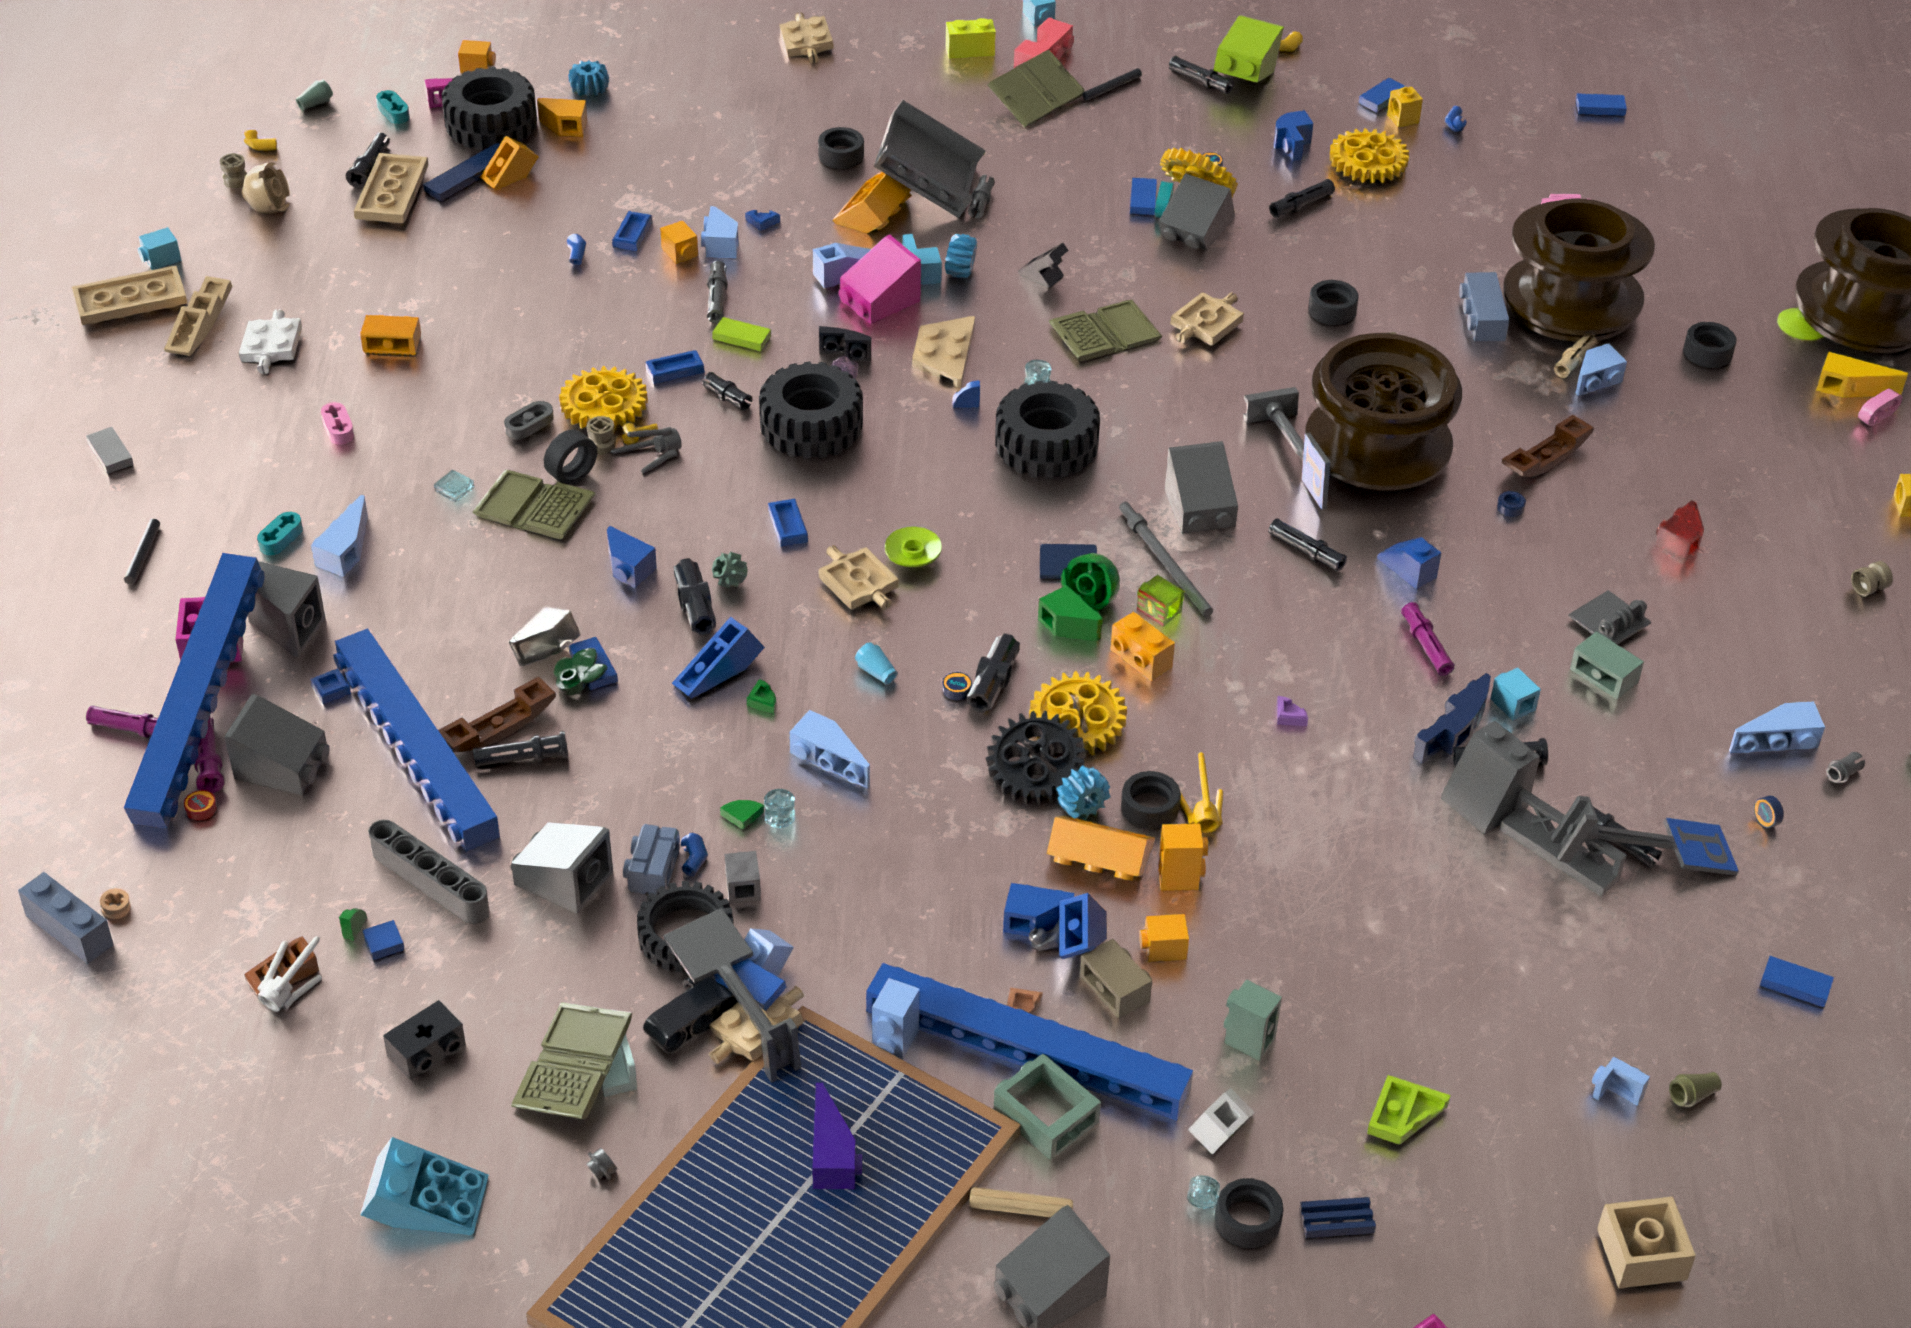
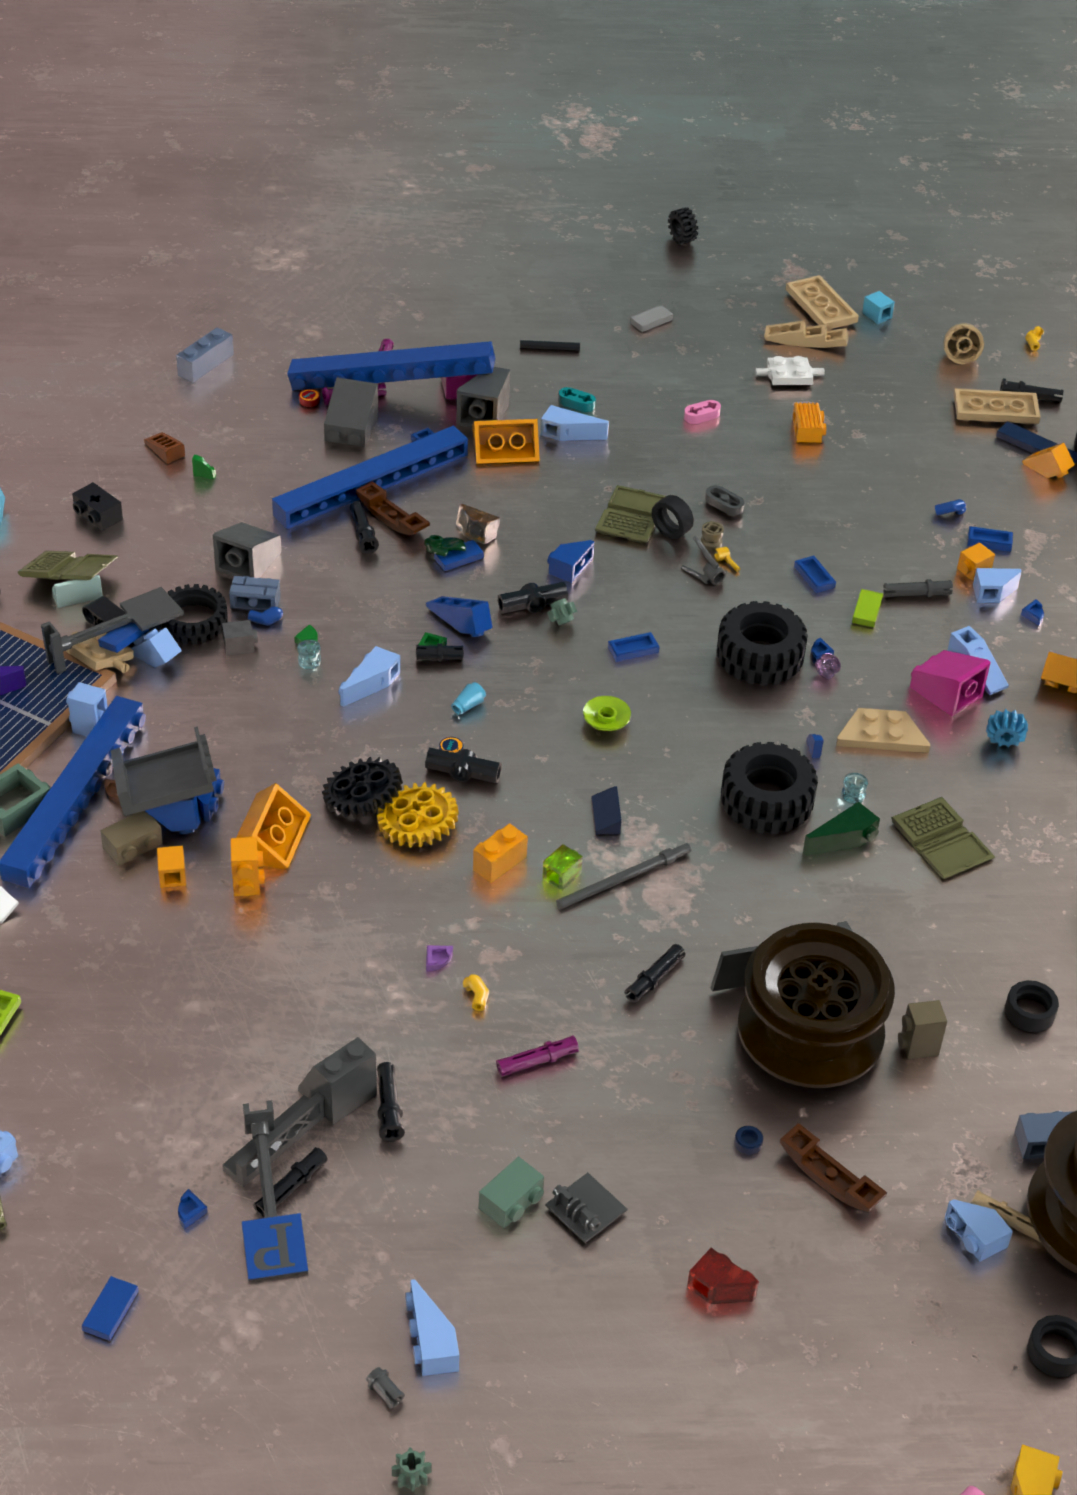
camera: 85 degrees right, 0 degrees up
(116, 896) = (223, 376): light nougat bush -> none
(233, 169) = (987, 326): dark tan wheel -> none
(276, 992) = (142, 442): white plant -> none
(365, 598) = (506, 441): none -> light orange slope
(383, 939) = (189, 485): blue tile -> none
(429, 871) = (244, 494): dark grey beam -> none
(454, 485) = (644, 473): clear light blue tile -> none
(603, 394) = (774, 539): yellow gear -> none
(727, 391) = (793, 596): black pin -> none
(787, 686) = (439, 652): none -> black pin
(844, 341) = (863, 665): black slope -> none
(858, 578) = (567, 685): tan plate -> none
(930, 261) = (995, 699): medium azure brick -> none
(1032, 926) = (163, 776): none -> dark grey panel
(1045, 267) = (1017, 792): black slope -> none
(1069, 615) = (538, 807): green slope -> none
(1083, 792) = (320, 812): dark azure gear -> none
(1093, 579) = (576, 820): green cylinder -> none
(1102, 384) = (844, 831): none -> dark green slope
(1155, 783) = (323, 846): black tyre -> none
(1201, 487) = (706, 890): dark grey slope -> none
(1204, 812) = (307, 891): yellow plant -> none
(1207, 318) = (975, 907): tan plate -> none
(1252, 1019) = (72, 906): sand green brick -> none
(1340, 678) = (475, 984): none -> yellow arm
(1413, 561) = (641, 1048): blue slope -> none
(1457, 724) = (434, 1074): dark blue slope -> none
(1515, 694) = (465, 1115): medium azure brick -> none
(1660, 920) = (190, 1209): none -> blue tile
(1768, 811) = (318, 1307): tile -> none
(1871, 578) = (675, 1456): dark tan wheel -> none

